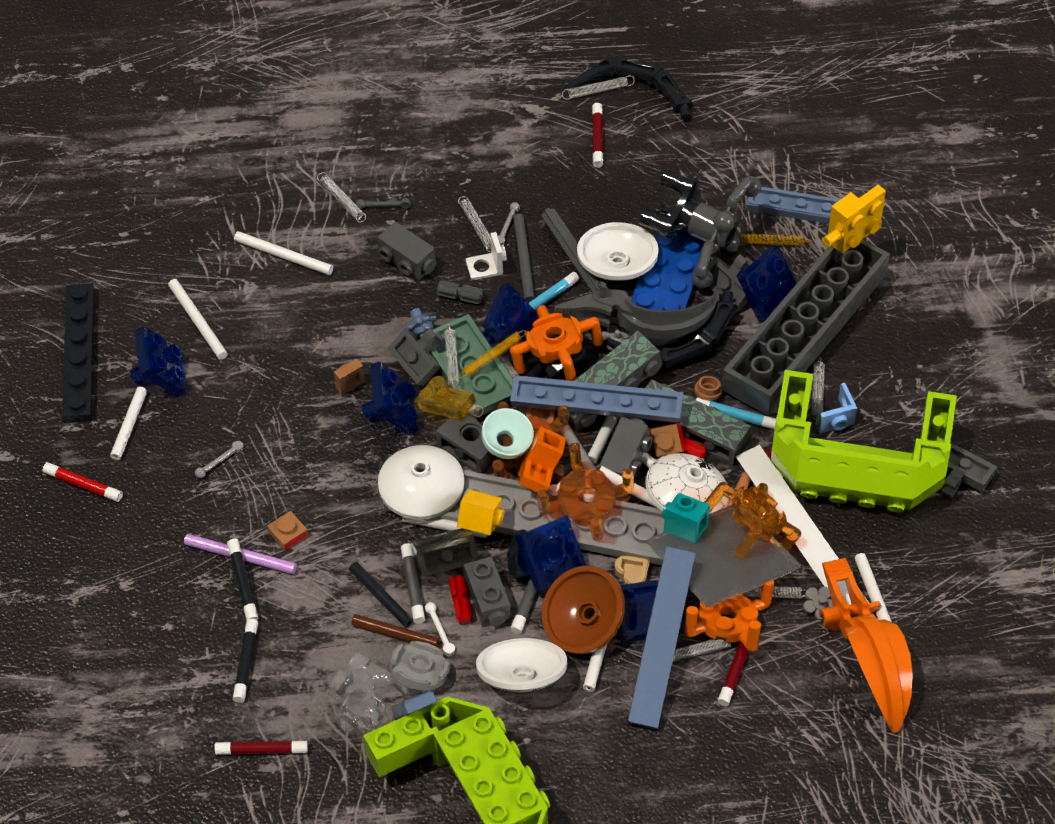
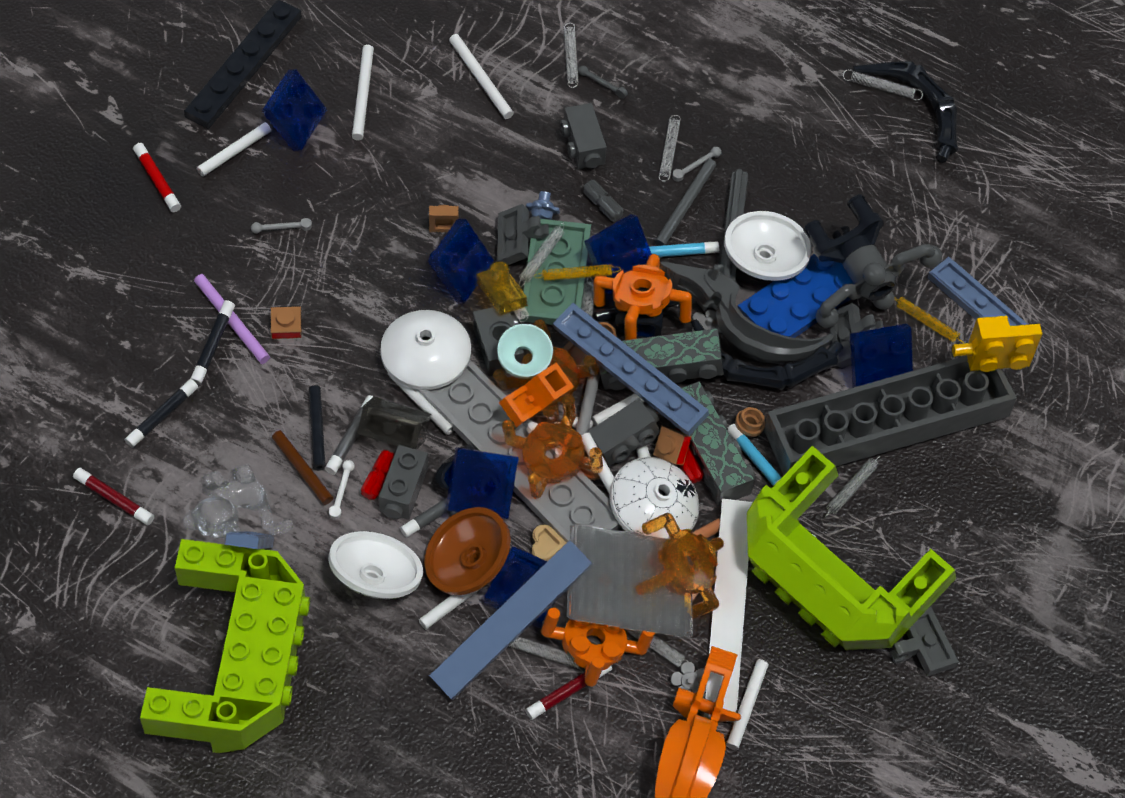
camera: 30 degrees right, 5 degrees up
(419, 666) = (293, 510): light grey tile -> none
(480, 512) = (446, 407): yellow brick -> none
(493, 259) = (658, 186): white bracket -> none
(597, 129) = (845, 128): dark red bar -> none
(686, 517) = (619, 526): teal brick -> none
(841, 417) = (848, 523): light blue bracket -> none

